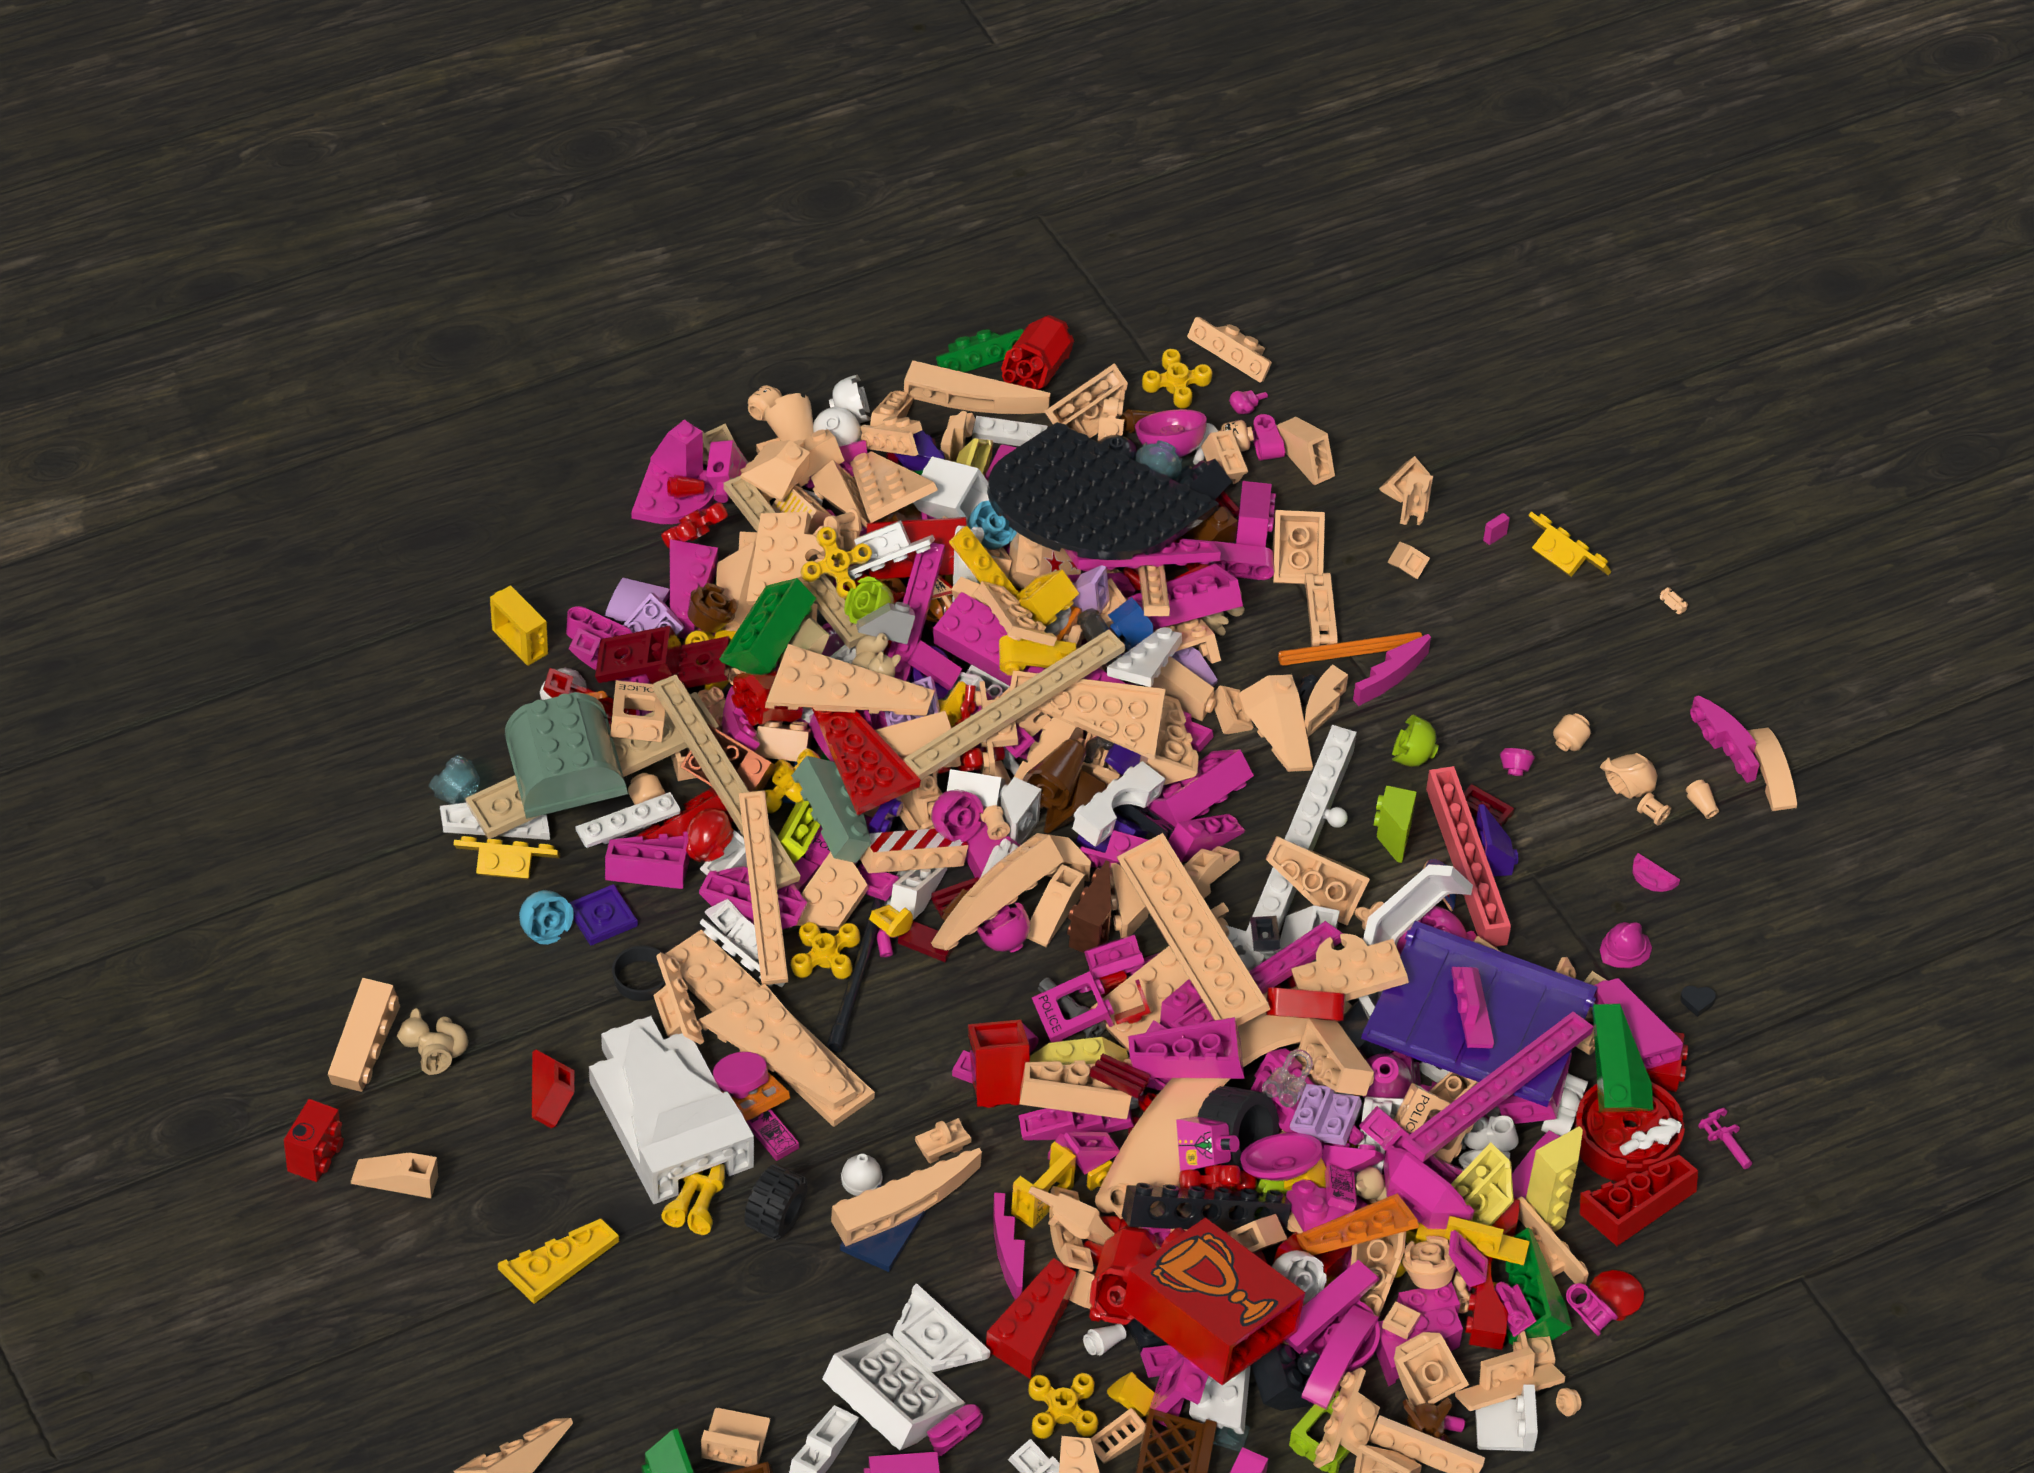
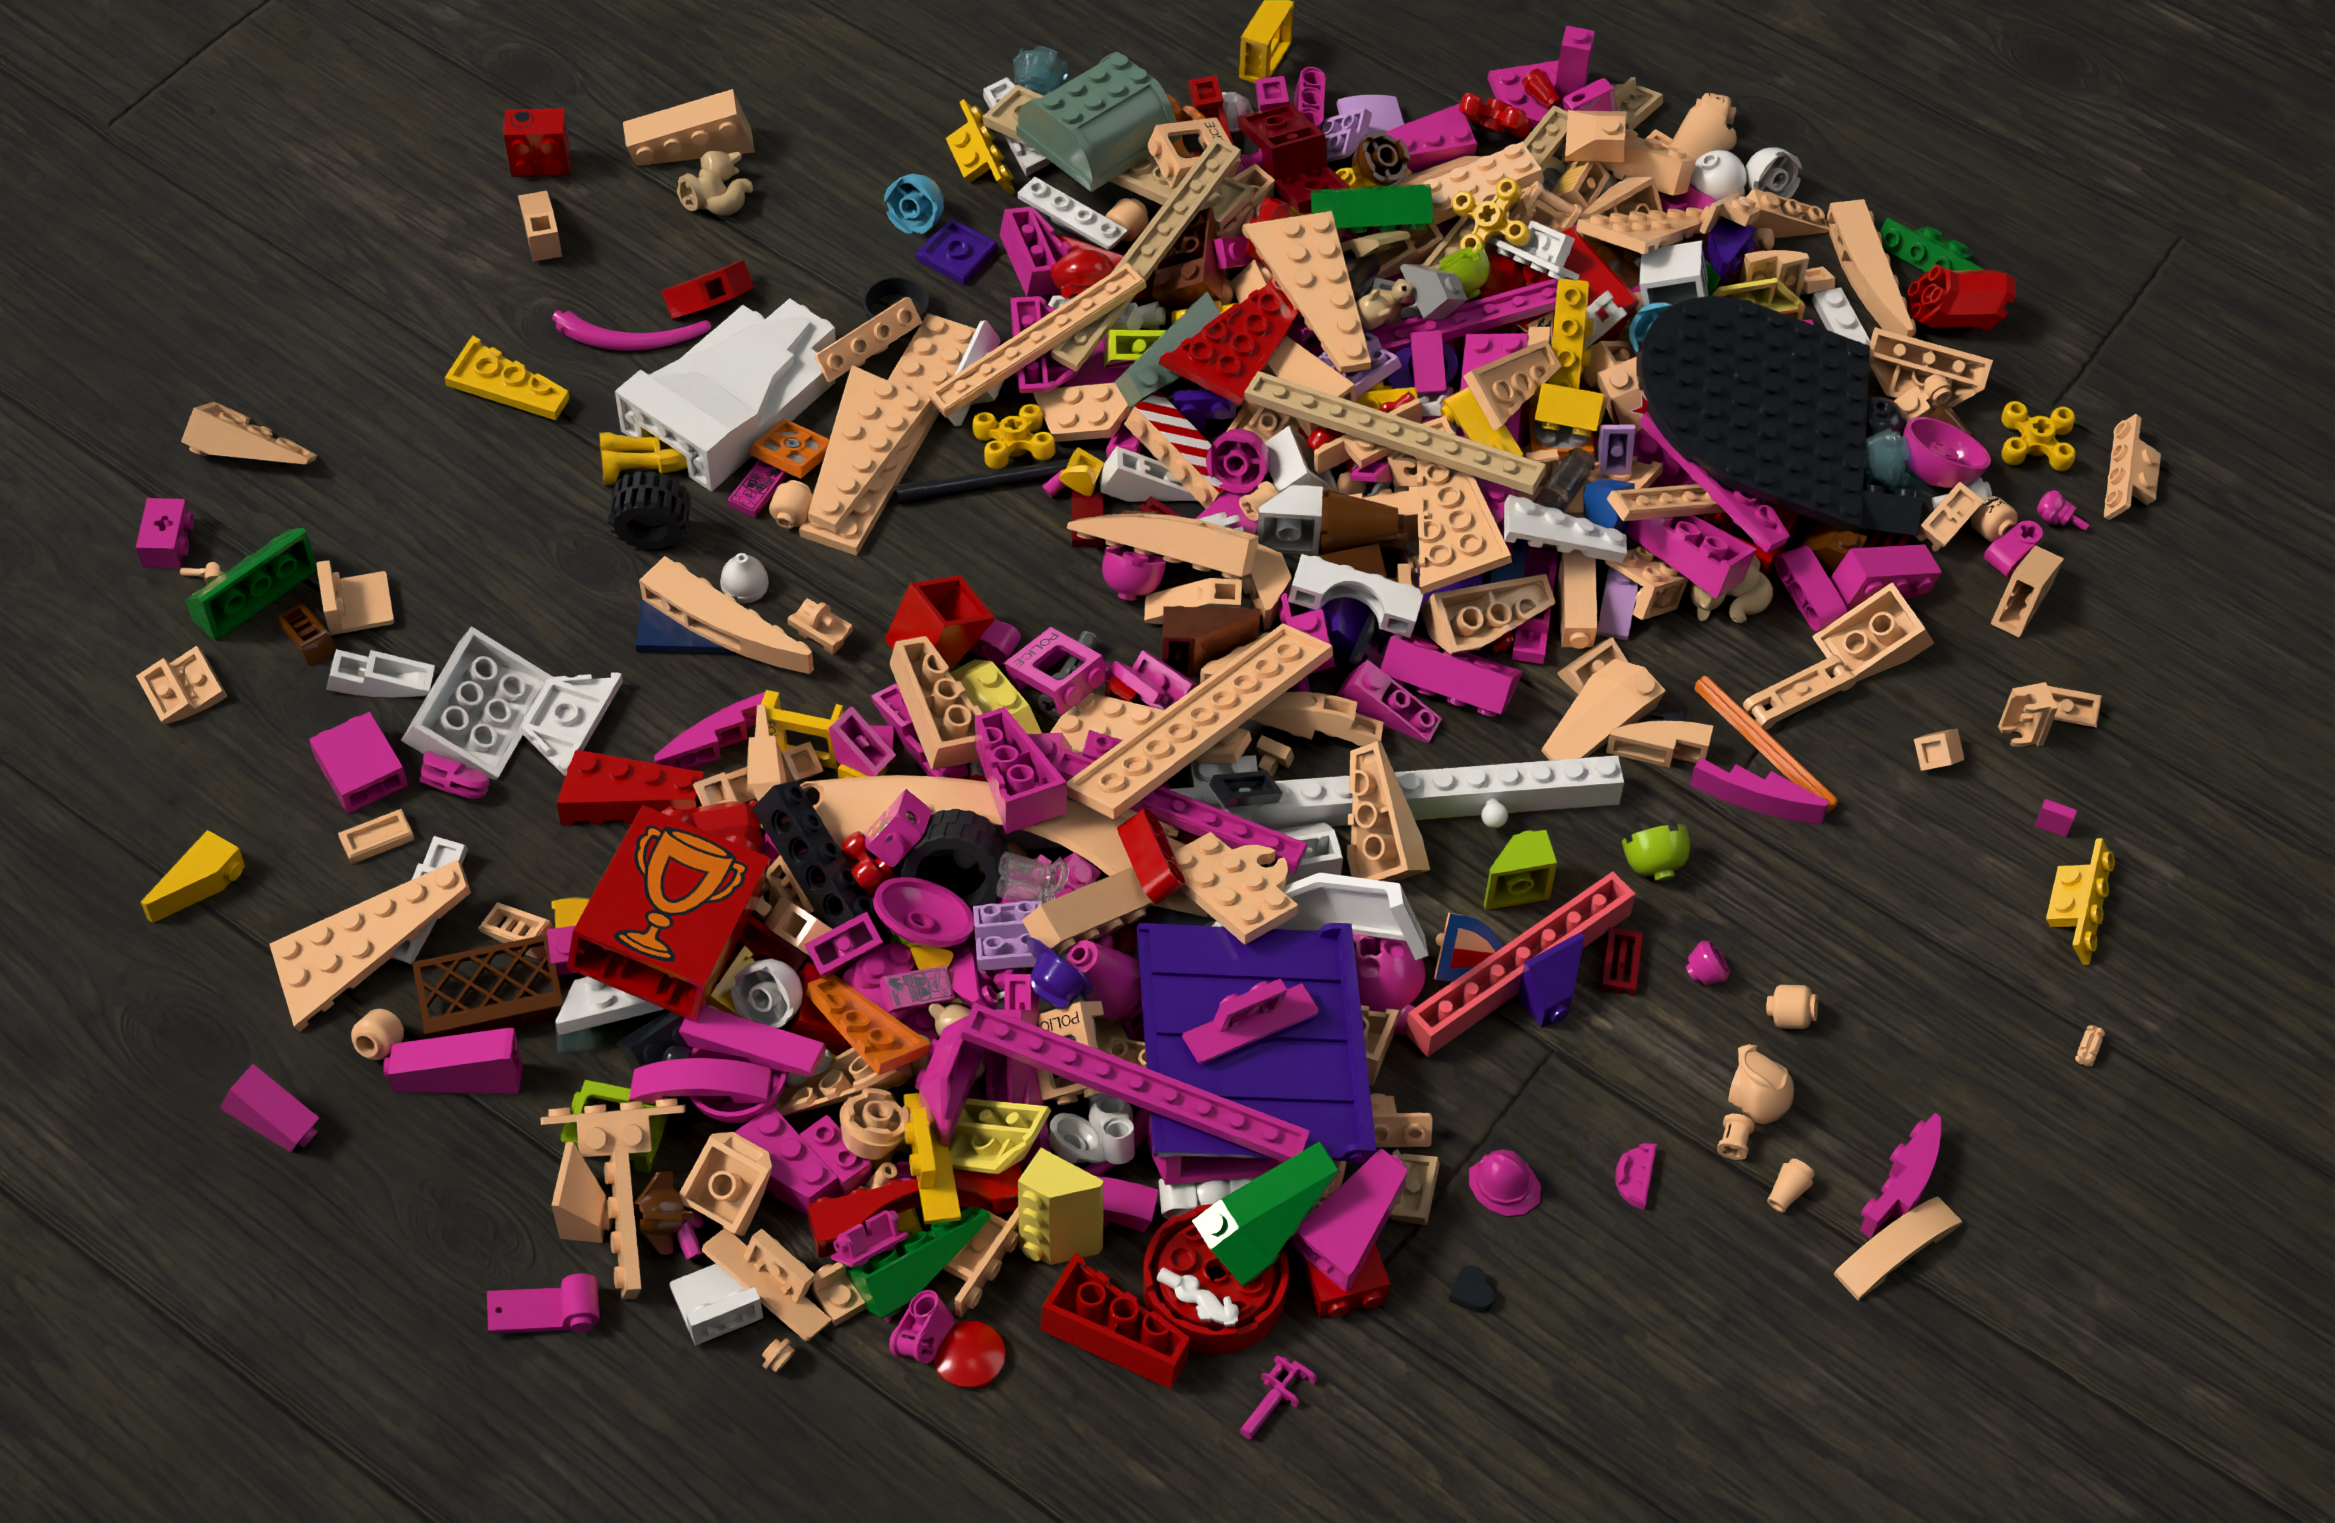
camera: 65 degrees right, 5 degrees up
(545, 1183) = (599, 337): none -> dark pink animal
(724, 915) = (999, 333): white slope -> none
(741, 1073) = (803, 424): dark pink tile -> none
(810, 1114) = (791, 504): none -> light nougat head
(1063, 1405) = (528, 861): yellow gear -> none
(1122, 1075) = (960, 704): dark red tile -> none
(1135, 1014) = (1080, 721): red bracket -> none
(1288, 1212) = (844, 945): none -> dark pink brick
(1389, 1094) = (1054, 978): none -> dark purple piece
(1401, 1320) = (777, 1126): light nougat tile -> none
(1467, 1259) = (893, 1178): dark pink slope -> none

